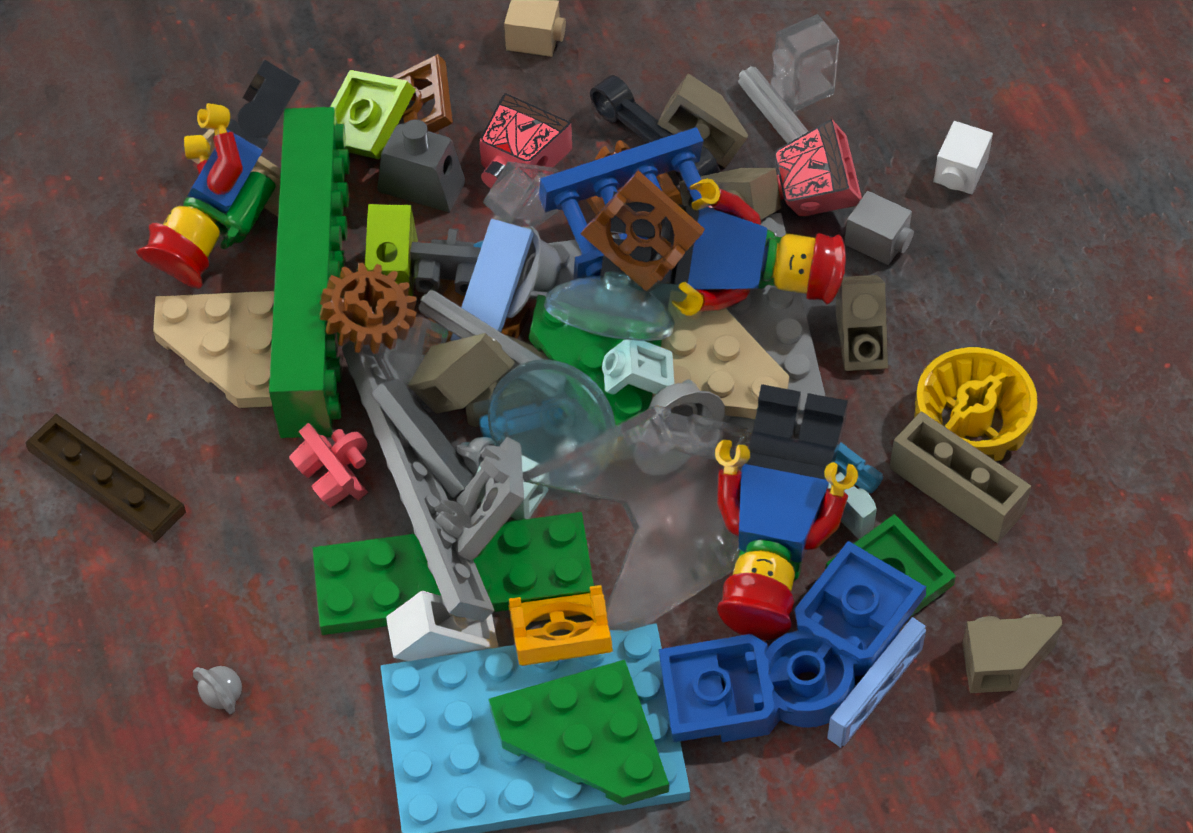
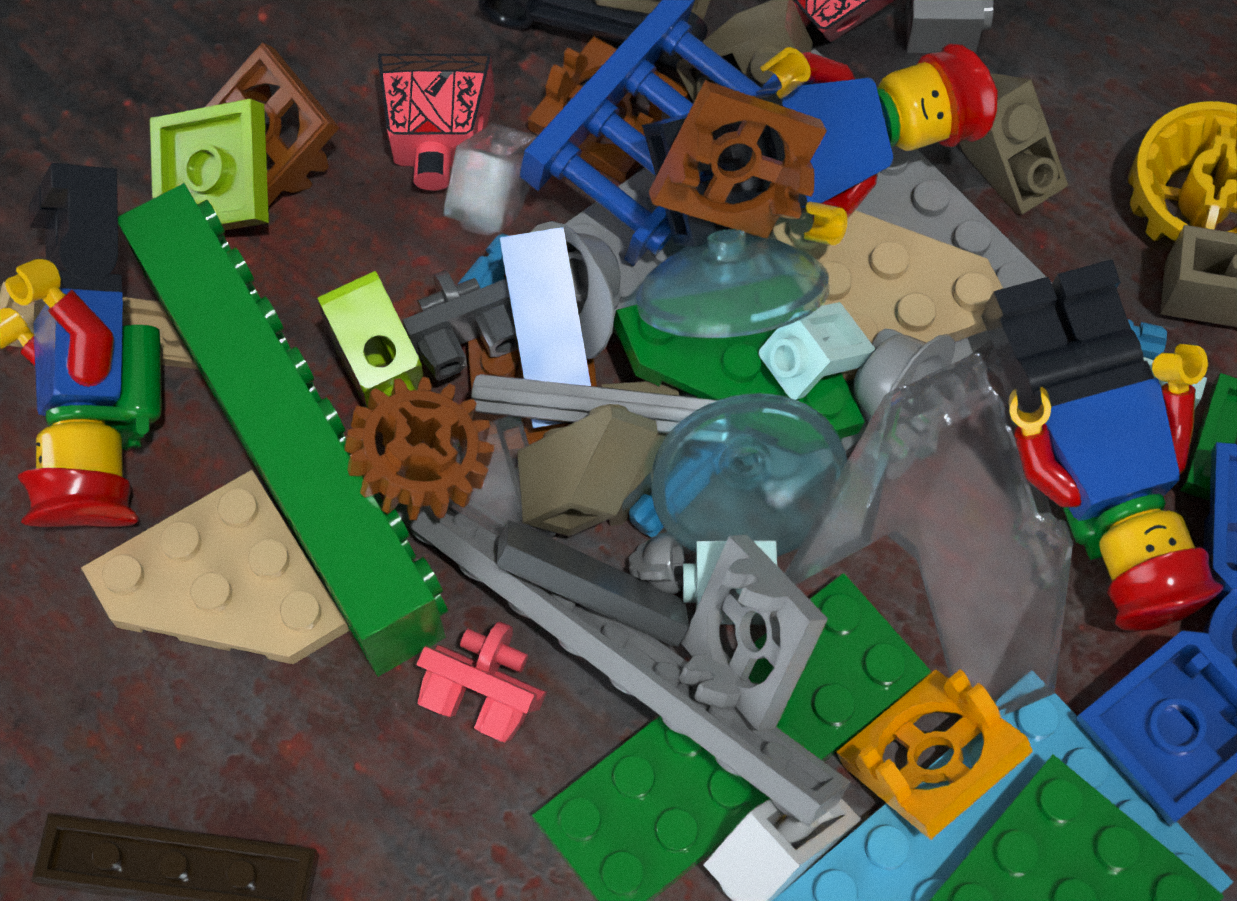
camera: 30 degrees left, 10 degrees up
(421, 167) = (330, 207): dark grey torso -> none

